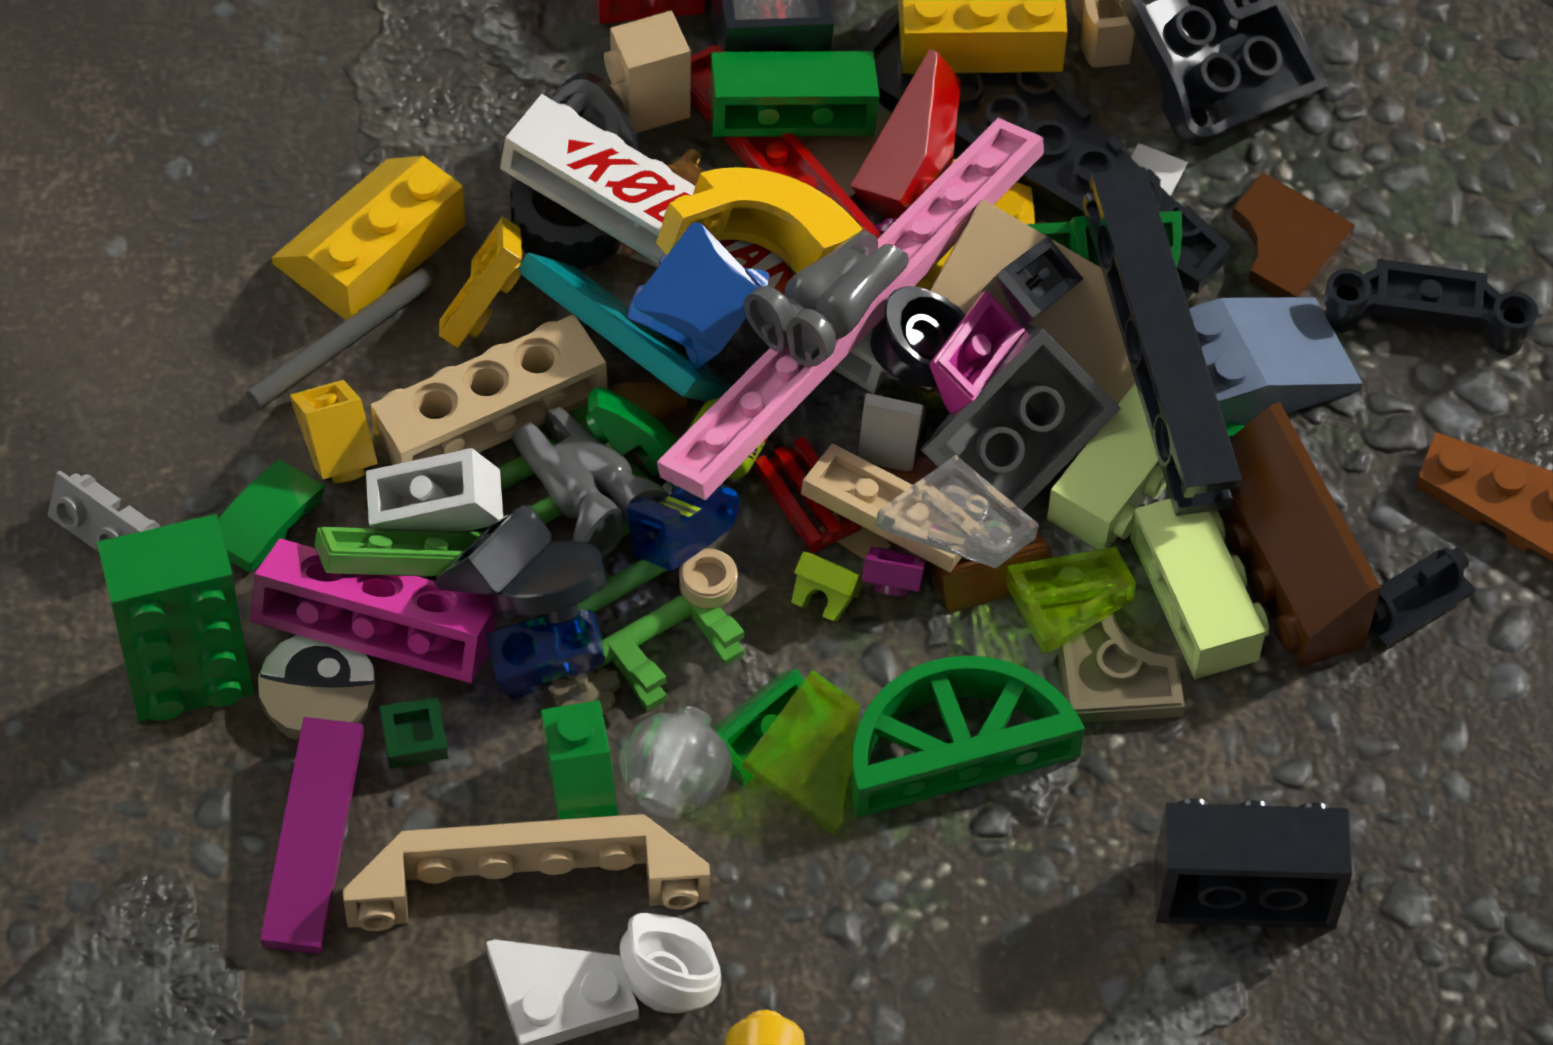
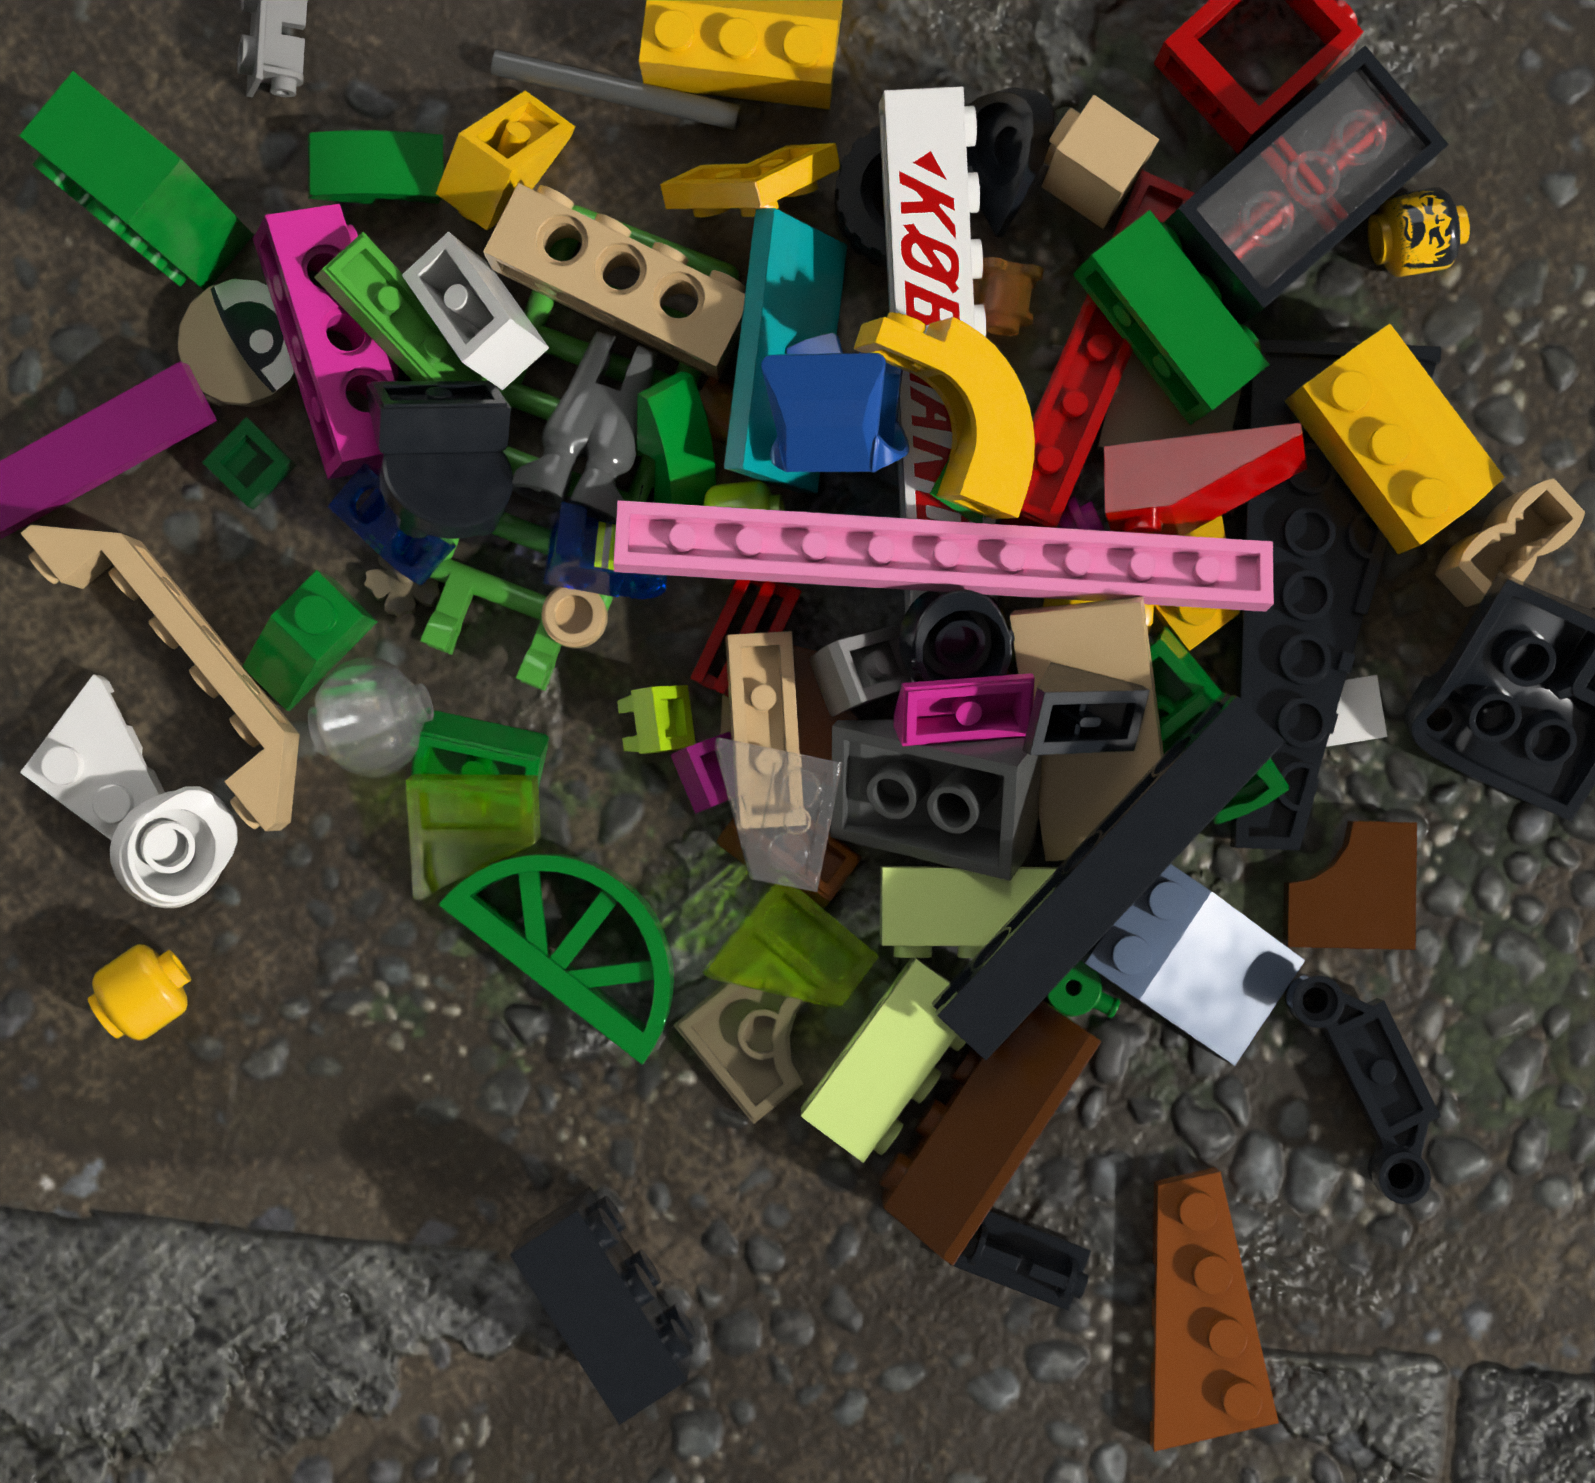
camera: 60 degrees right, 30 degrees up
(825, 298) = (920, 534): dark grey piece -> none

